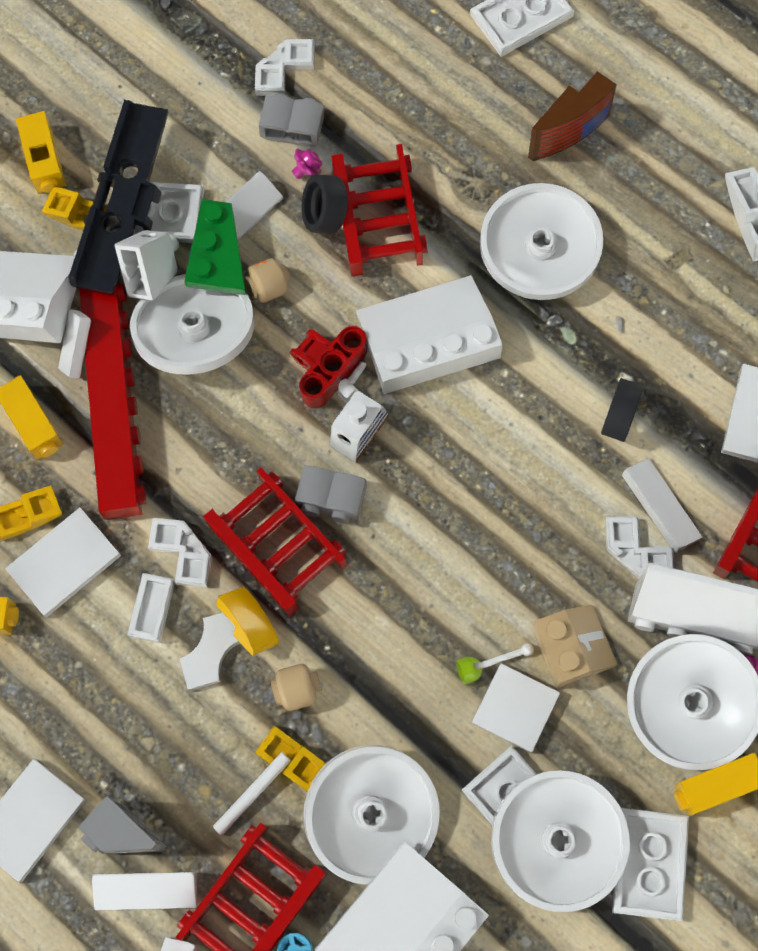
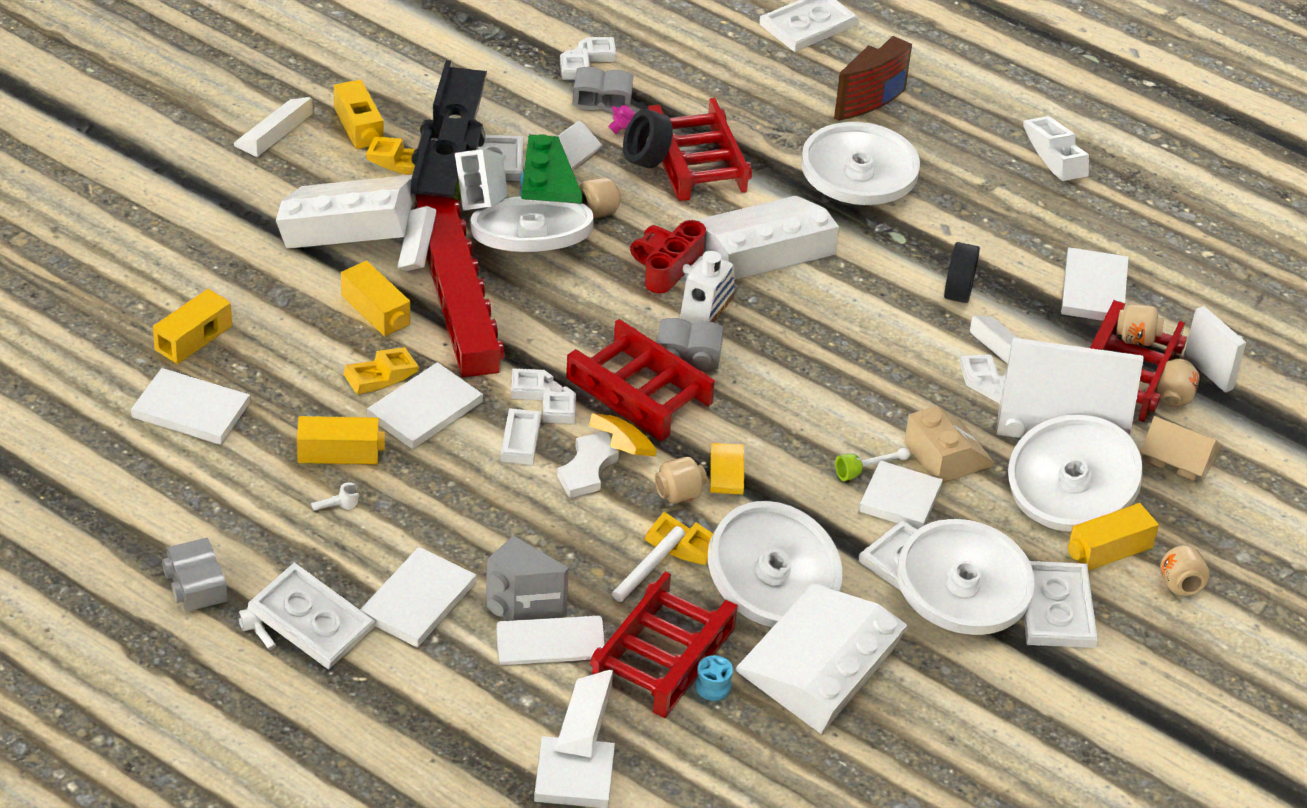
camera: 15 degrees left, 30 degrees down
(346, 666) = (727, 468): none -> yellow slope

